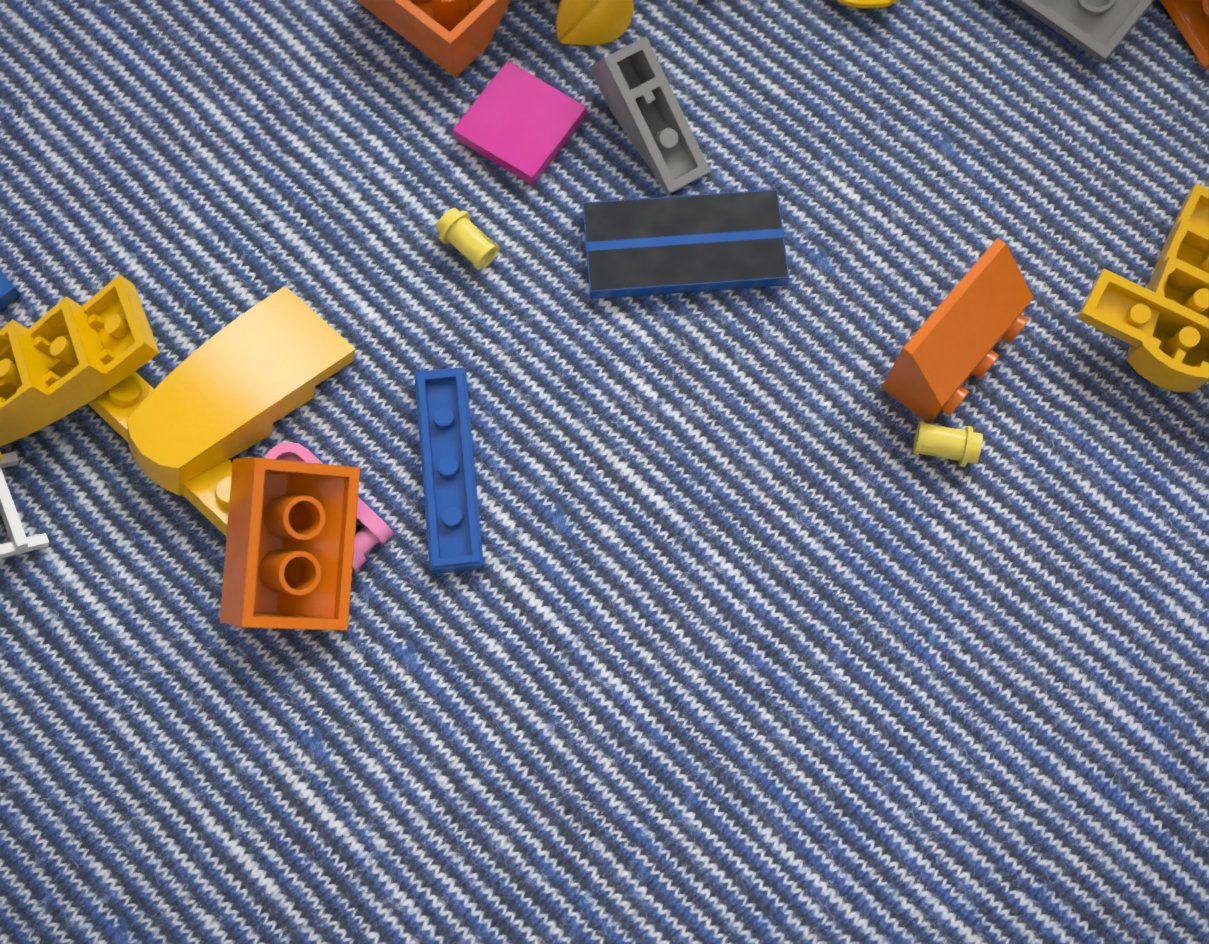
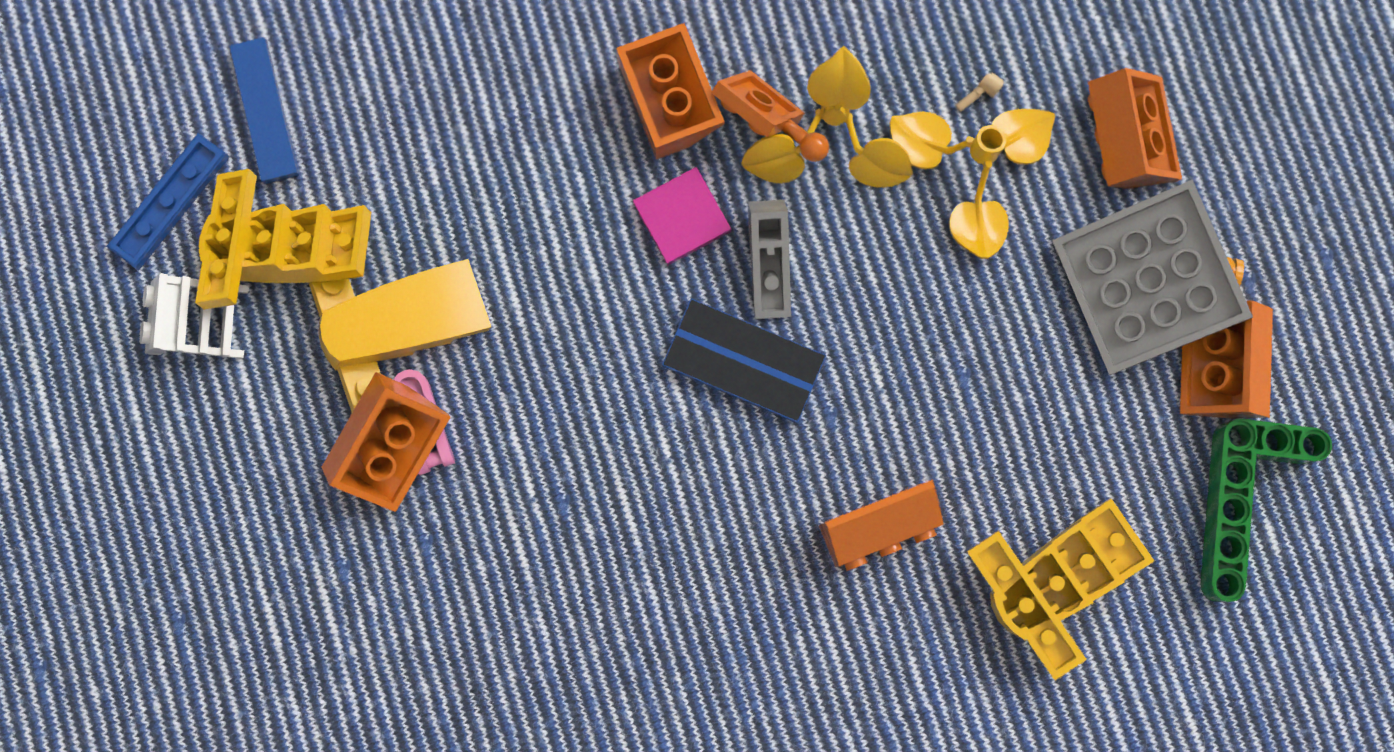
camera: 25 degrees right, 10 degrees up
(448, 471) = (510, 437): blue tile -> none
(466, 238) = (602, 284): light yellow pin -> none
(948, 443) = (835, 588): light yellow pin -> none

